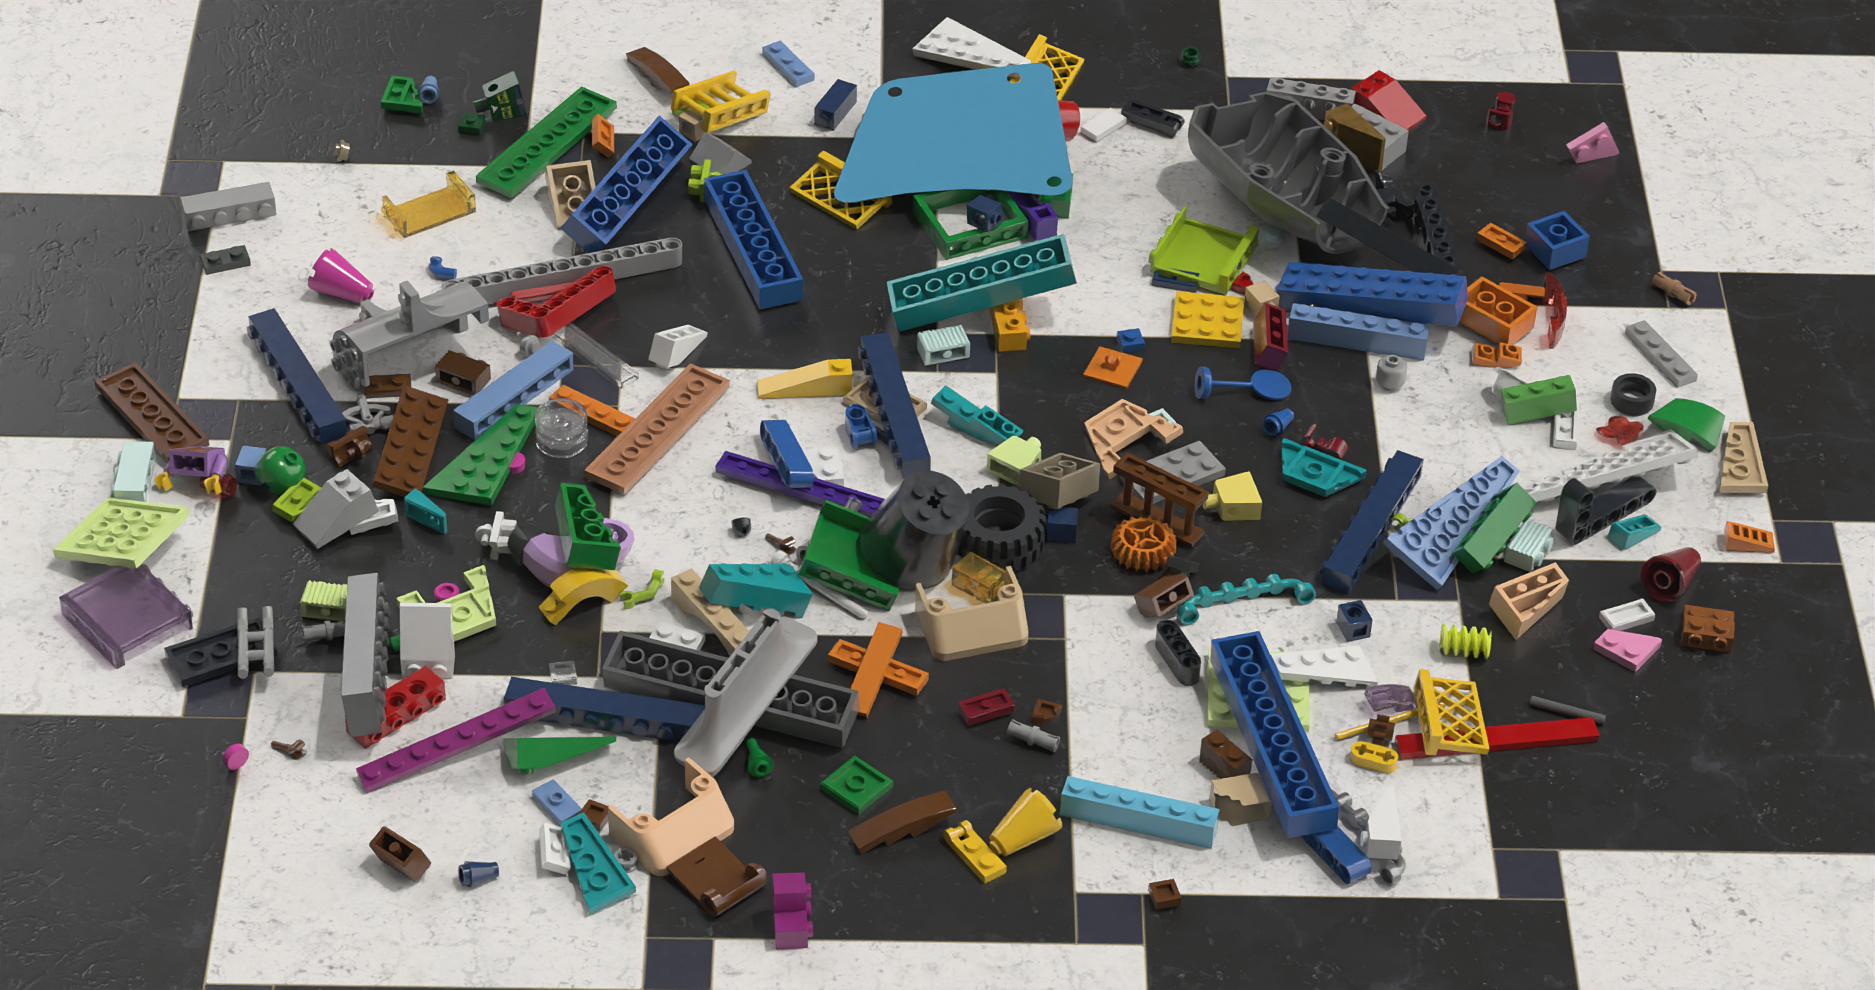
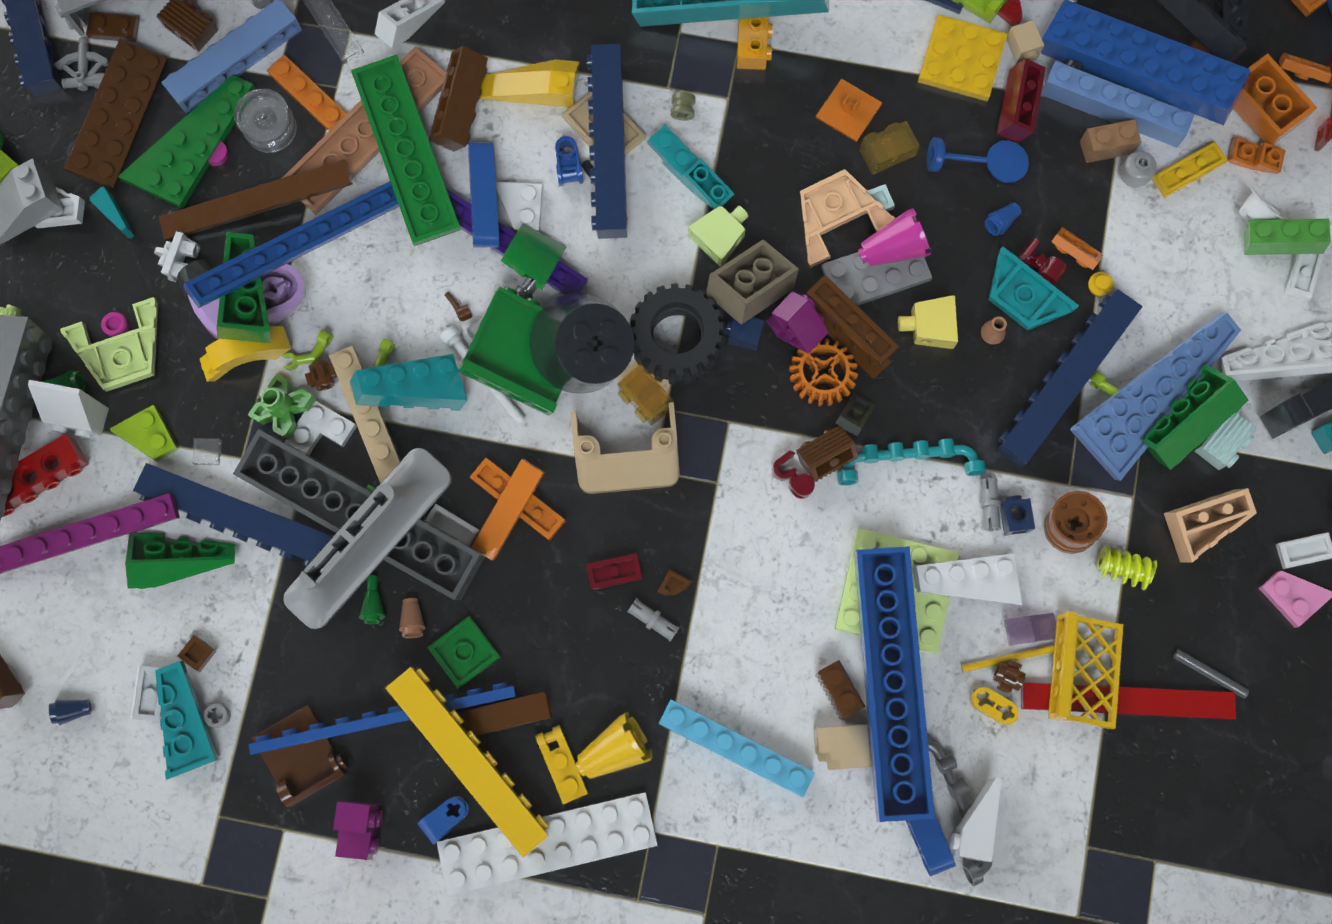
camera: 15 degrees right, 35 degrees up
(349, 447) = (56, 110): reddish brown hips -> none
(498, 666) = (147, 433): none -> lime wing
(547, 491) = (256, 200): none -> reddish brown tile
(556, 801) = (166, 626): medium blue plate -> none
(627, 488) = (291, 245): none -> blue plate
(628, 620) = (280, 405): none -> bright green plant
(664, 600) = (321, 375): none -> reddish brown gear
(681, 831) = (302, 686): light nougat windscreen -> none
(704, 431) = (405, 150): none -> green plate
(741, 525) = (422, 279): black hinge -> none
(743, 393) = (458, 99): none -> reddish brown brick
(783, 835) = (372, 720): none -> blue plate
(800, 765) = (411, 619): none -> nougat cone
(838, 487) = (533, 255): none -> green slope
(872, 899) = (441, 820): none -> blue piece
(888, 839) = (468, 761): none -> yellow brick
(943, 345) = (679, 57): light aqua brick -> none
(957, 377) = (683, 106): none -> olive wheel
(976, 910) = (573, 839): none -> white plate
(1110, 501) = (798, 322): none -> magenta brick
(1130, 340) = (875, 75): blue plate -> none
(1144, 622) = (799, 484): none -> dark red leg
(1158, 384) = (889, 147): none -> clear yellow brick
(1164, 894) = (738, 860): reddish brown plate -> none
(1178, 652) = (827, 519): black beam -> none
(1185, 436) = (896, 242): none -> dark pink cone
(1294, 495) = (994, 330): none -> nougat cone
(1327, 617) = (990, 504): none -> light grey pin
(1342, 431) = (1071, 244): none -> orange plate
(1359, 356) = (1110, 141): none -> medium nougat brick
(1380, 456) = (1100, 284): none -> yellow plate
(1407, 611) = (1089, 521): none -> dark orange wheel
(1439, 372) = (1189, 169): none -> yellow tile

